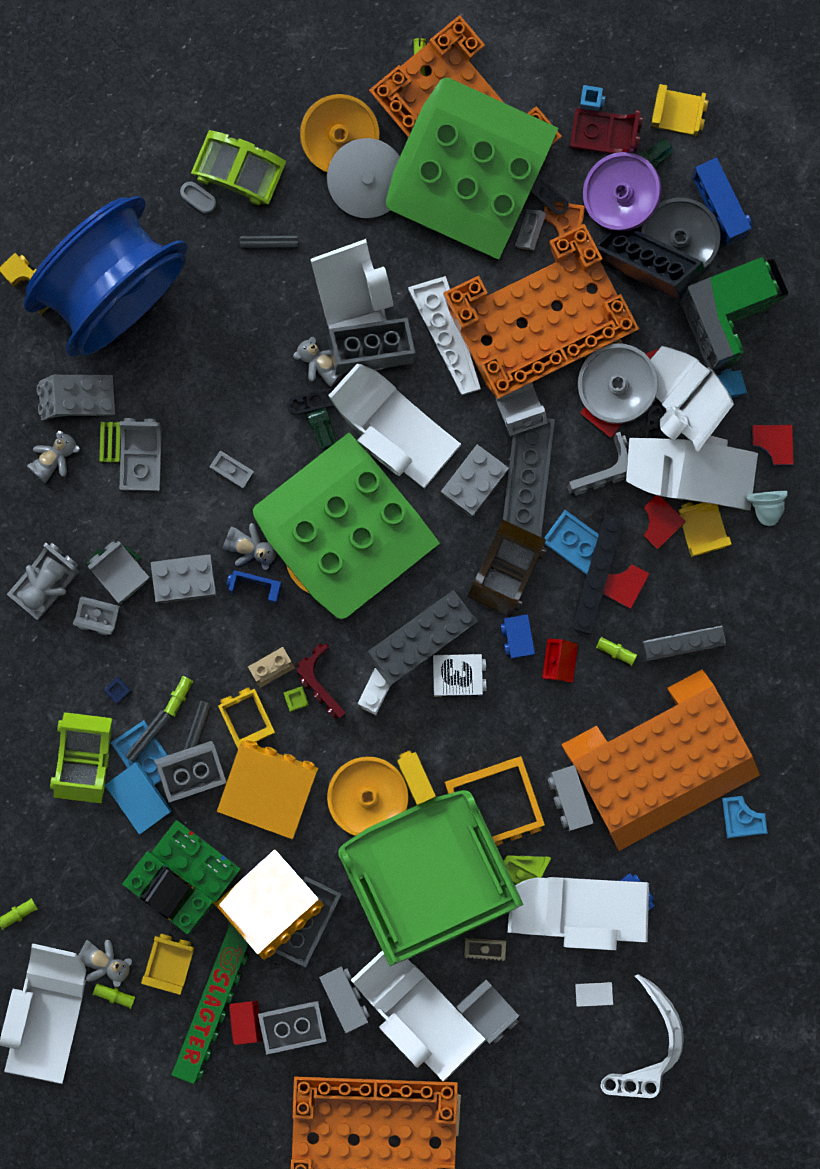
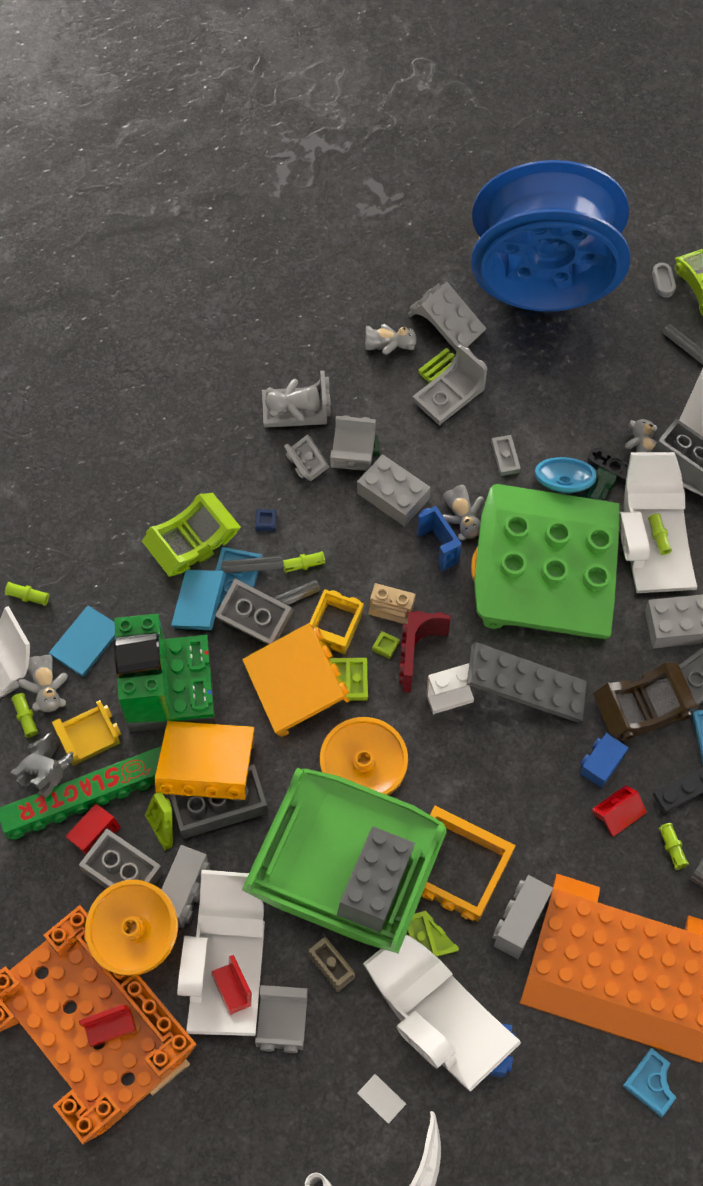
camera: 50 degrees right, 20 degrees down
(93, 904) = (84, 641): none -> dark azure tile
(168, 1021) = (40, 768): none -> dark grey animal
(283, 971) = (160, 819): none -> lime wing
(285, 440) = (565, 474): none -> dark azure dish
(299, 745) = (354, 675): none -> lime wing
(346, 1059) = (131, 927): none -> light orange dish
(393, 1126) = (108, 1025): none -> red panel
(398, 427) = (660, 534): none -> lime pin
(415, 777) = (416, 776): yellow window -> none
(440, 1026) = (232, 986): none -> red panel
(458, 675) = (528, 741): white panel -> none
(464, 874) = (375, 879): none -> dark grey brick

